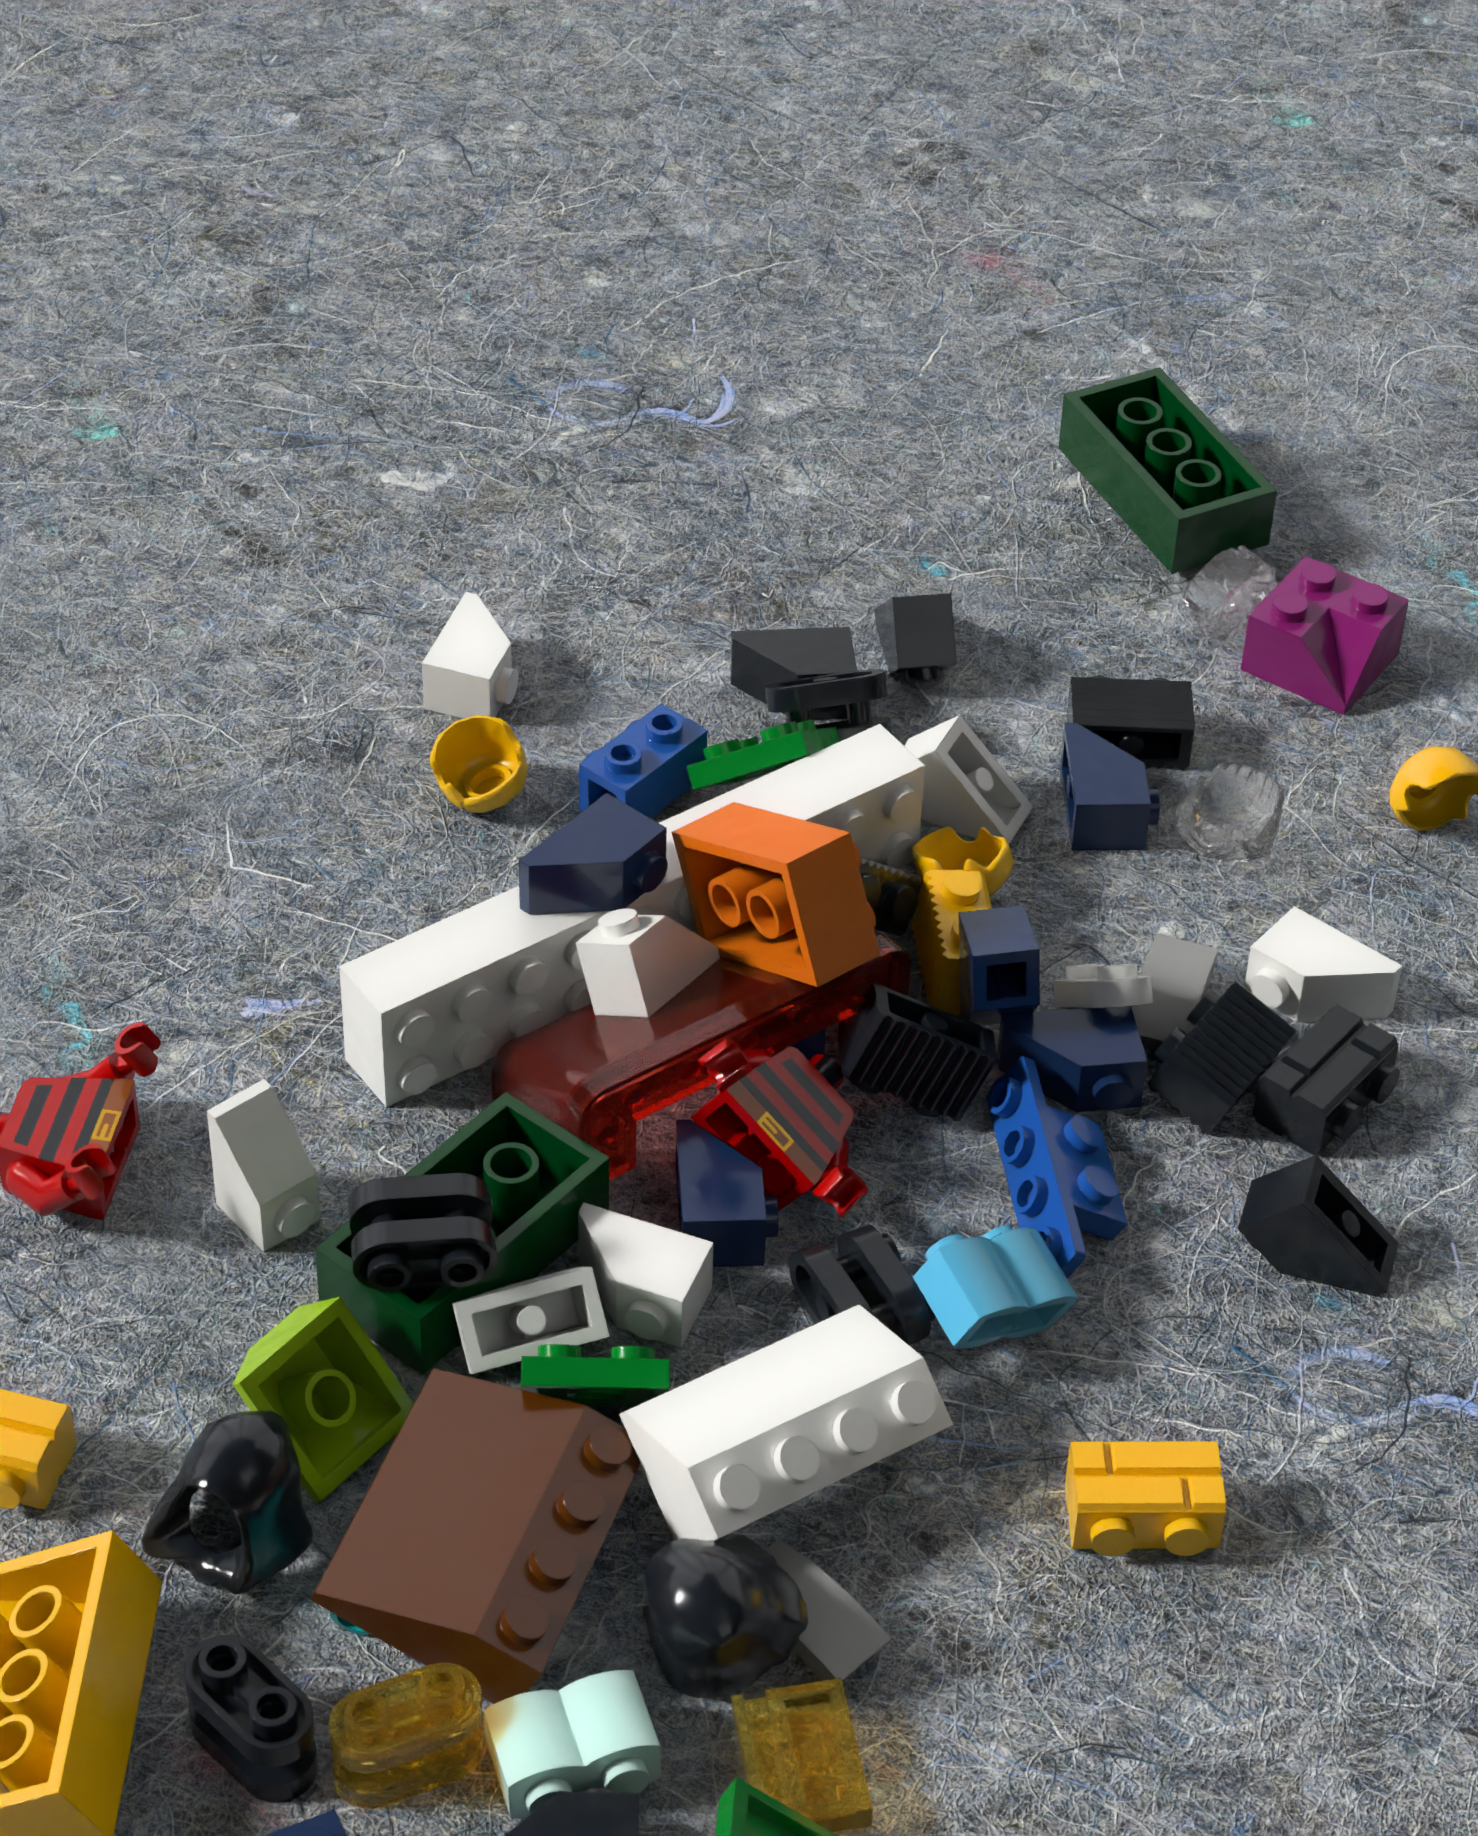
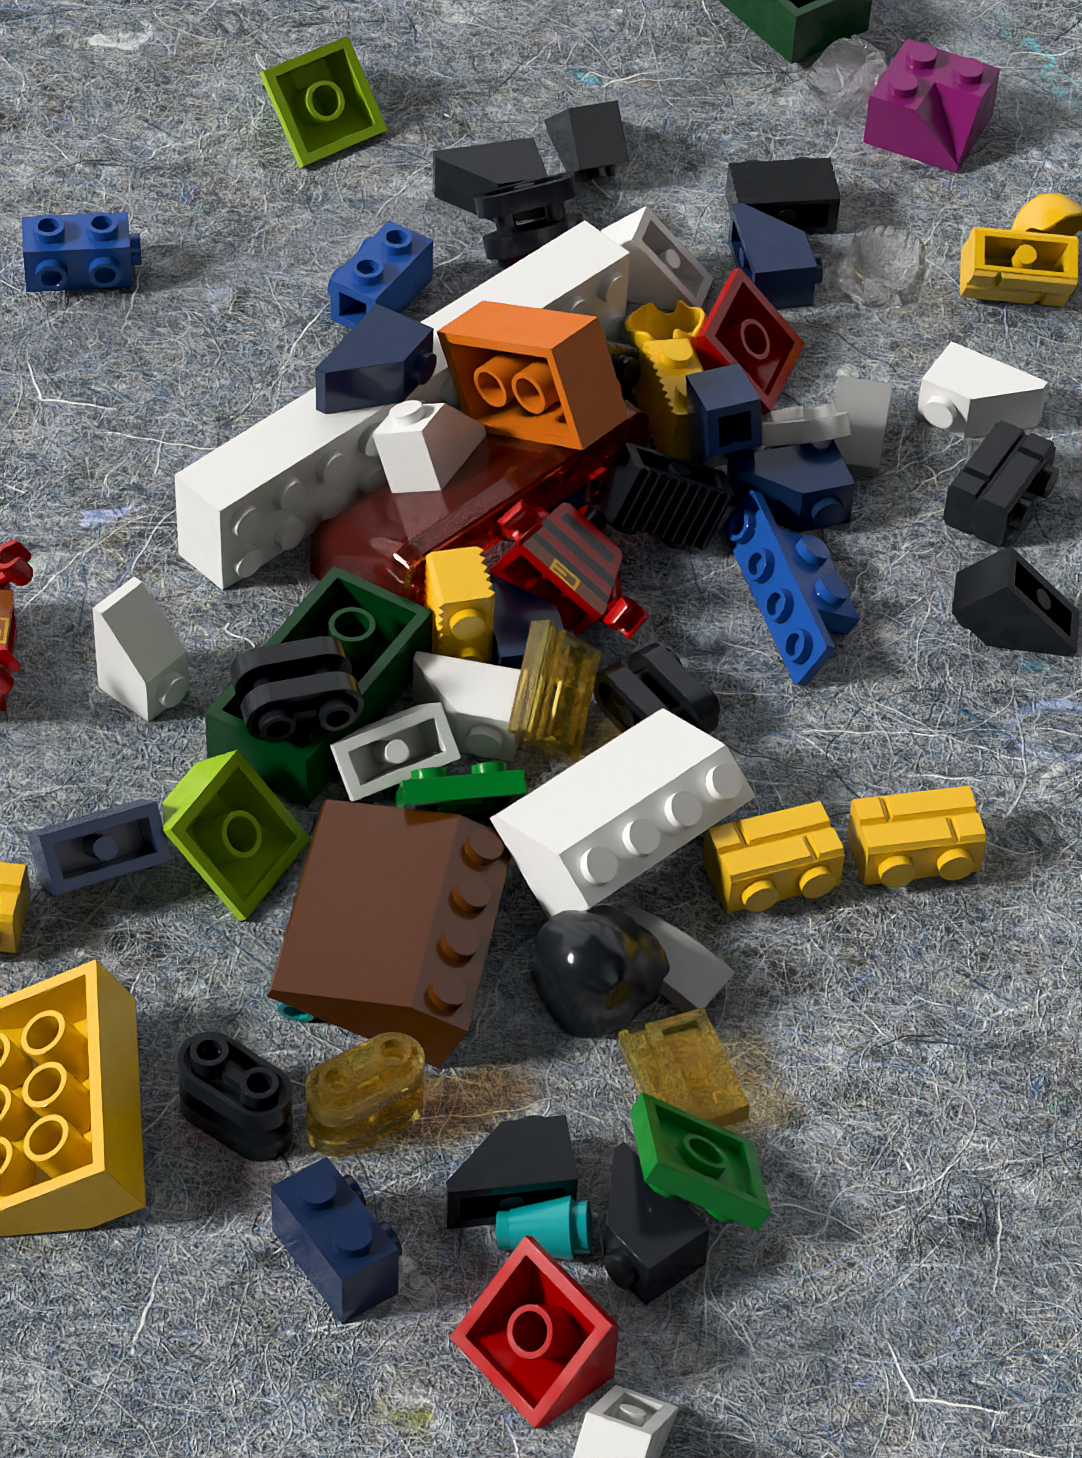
camera: 10 degrees left, 5 degrees up
(160, 1393) = (99, 846): none -> dark blue brick
(257, 1473) = (198, 896): black piece -> none
(308, 705) = (79, 251): none -> blue brick
(469, 664) = (211, 202): white slope -> none
(479, 763) = (240, 288): yellow hair -> none
(572, 1741) = (497, 1082): light aqua brick -> none
(621, 565) = (323, 101): none -> lime slope
(645, 1154) = (461, 604): none -> yellow brick
(736, 1269) = (554, 691): none -> clear yellow plate
(746, 759) = (468, 261): green plate -> none
(964, 1502) = (773, 858): none -> yellow brick
(994, 1286) = (765, 681): medium azure brick -> none
(1057, 881) = (752, 333): none -> red slope
(1220, 1056) = (912, 472): black brick -> none
(1393, 828) = (1019, 266): none -> yellow brick

